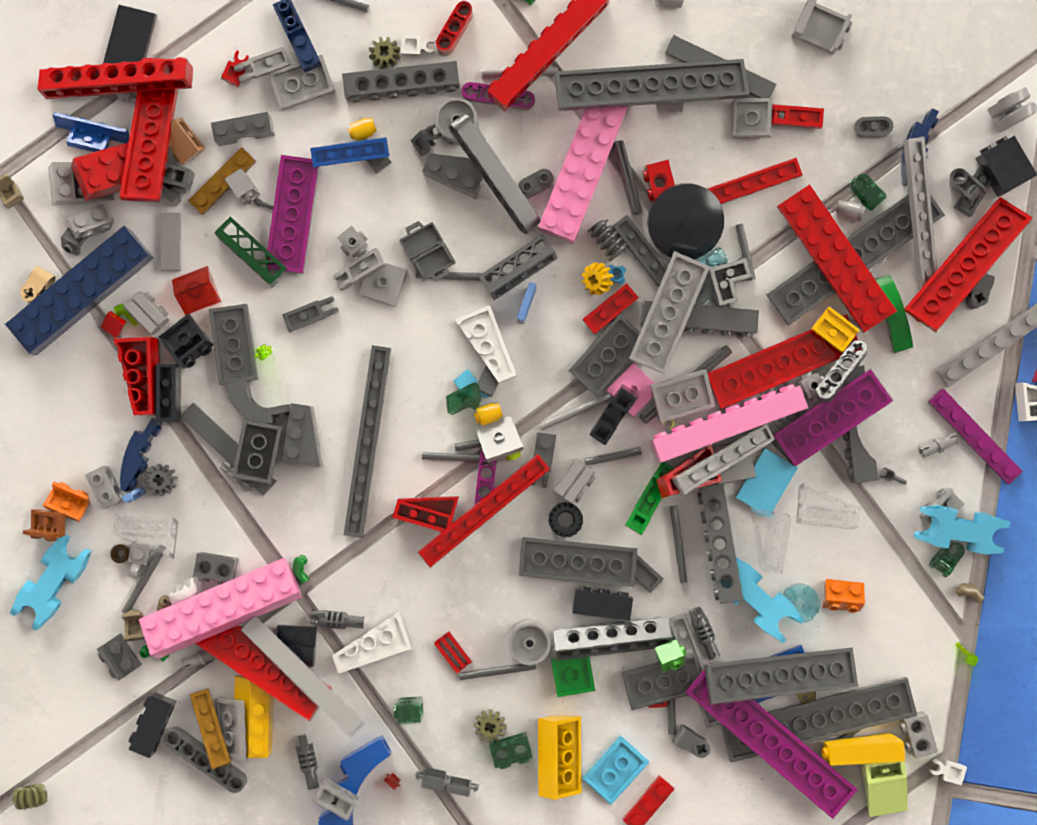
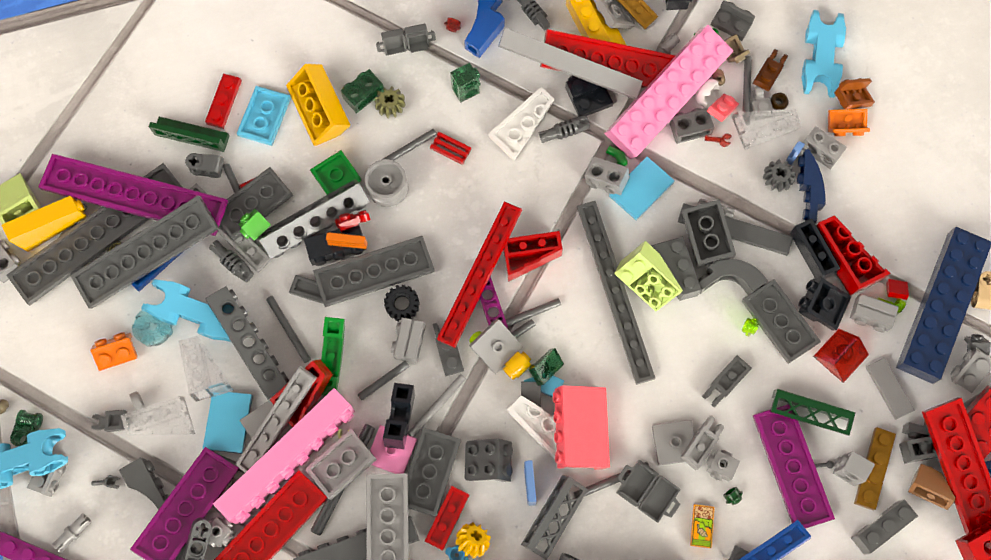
camera: 160 degrees right, 15 degrees down
(113, 586) = (769, 71): none -> reddish brown hinge
(177, 570) = (723, 107): none -> coral plate
(198, 543) = (720, 140): none -> clear red hand
(293, 528) = (643, 188): none -> medium azure tile
(317, 555) = (609, 172): none -> light grey brick
(332, 438) = (648, 276): none -> yellowish green slope
(356, 214) = (733, 496): none -> dark green plate
(396, 201) = (702, 526): none -> tile
(459, 330) = (581, 427): none -> coral panel
(552, 341) = (488, 460): none -> dark grey bracket
(579, 618) = (349, 220): none -> red plate
(592, 599) = (346, 240): none -> orange tile
(693, 783) = (190, 133): none -> dark green fence
(840, 537) = (137, 400): none -> light grey tile
(868, 530) = (111, 422): none -> dark grey plate

